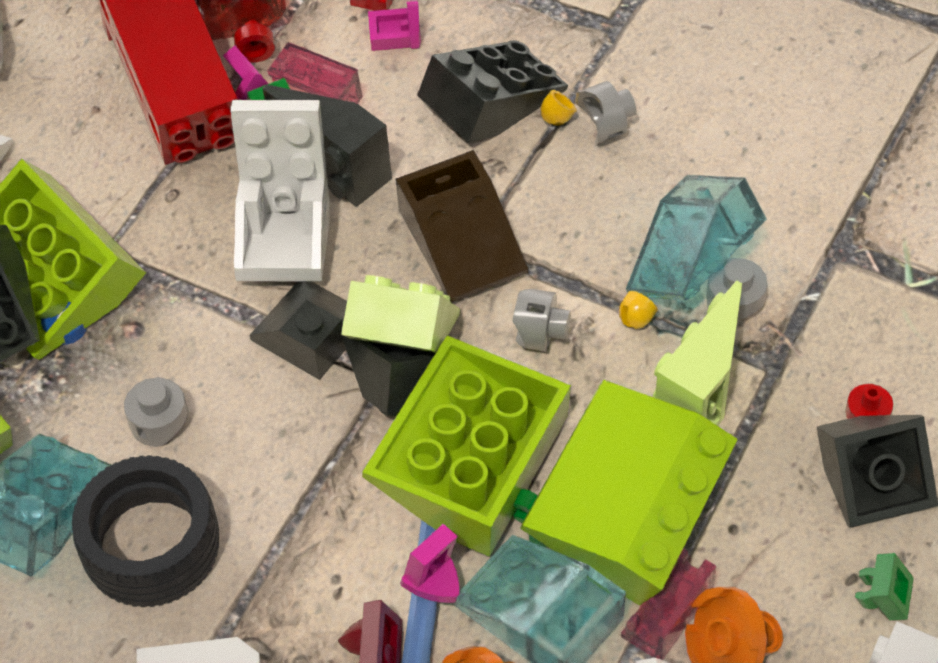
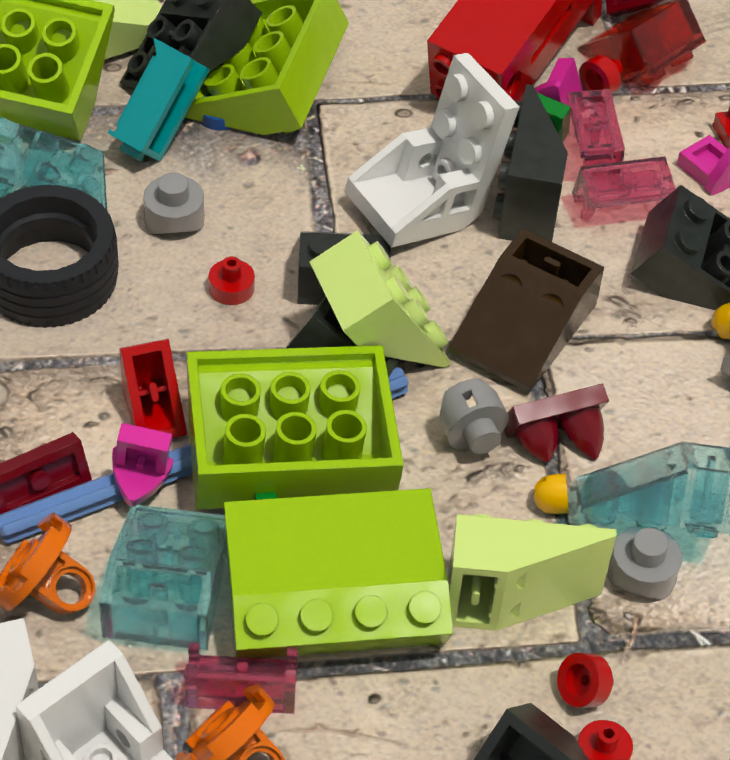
camera: 50 degrees right, 5 degrees down
(45, 357) = (159, 103): none -> teal window
(266, 413) = (231, 281): none -> red tile
(354, 528) = (152, 387): none -> red slope
(389, 86) = (622, 184): none -> clear pink hinge
(573, 253) = (576, 410): none -> dark red tile
(813, 384) = (584, 680): none -> red tile

